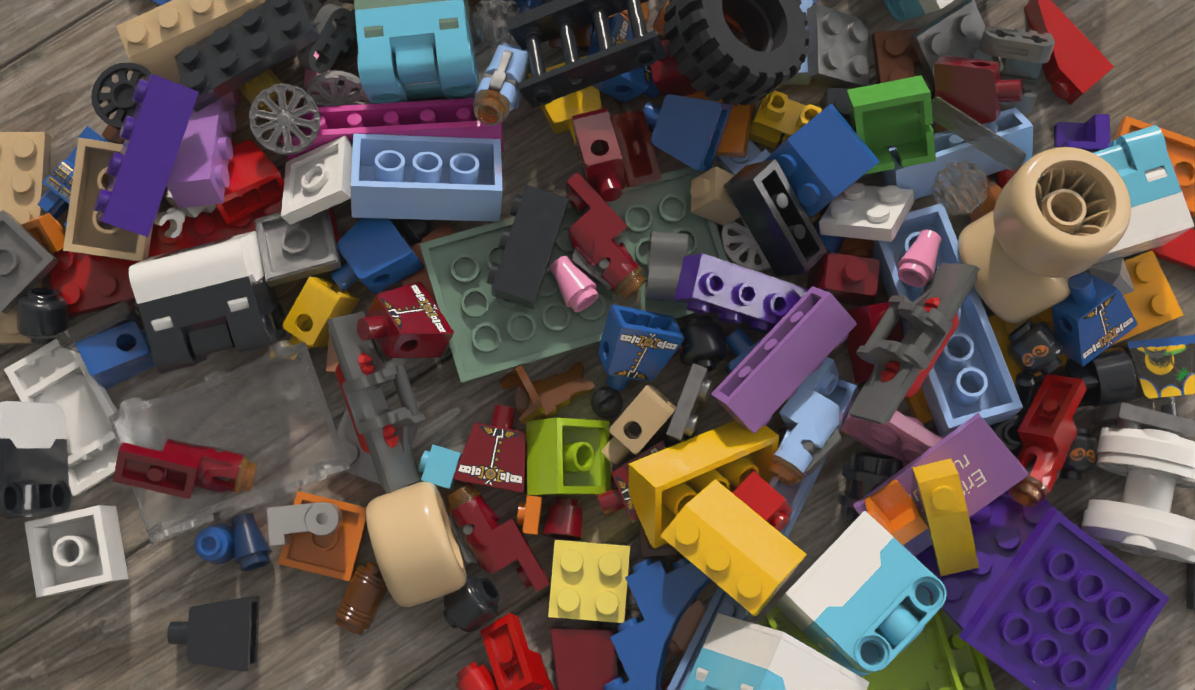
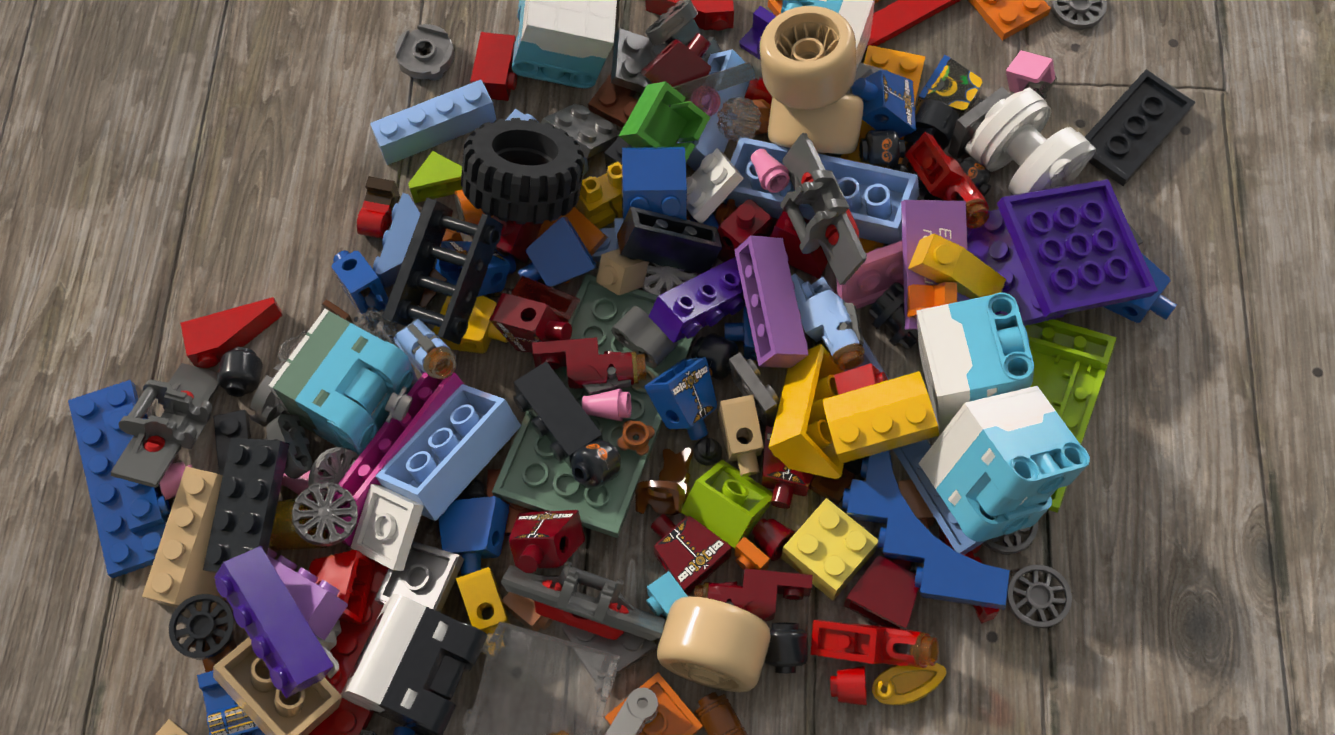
camera: 50 degrees left, 15 degrees down
(429, 102) = (398, 405): none -> light grey plate
(504, 317) = (596, 464): none -> black head
(565, 322) = (638, 428): none -> dark orange plate
(951, 142) = (706, 99): none -> clear pink plate

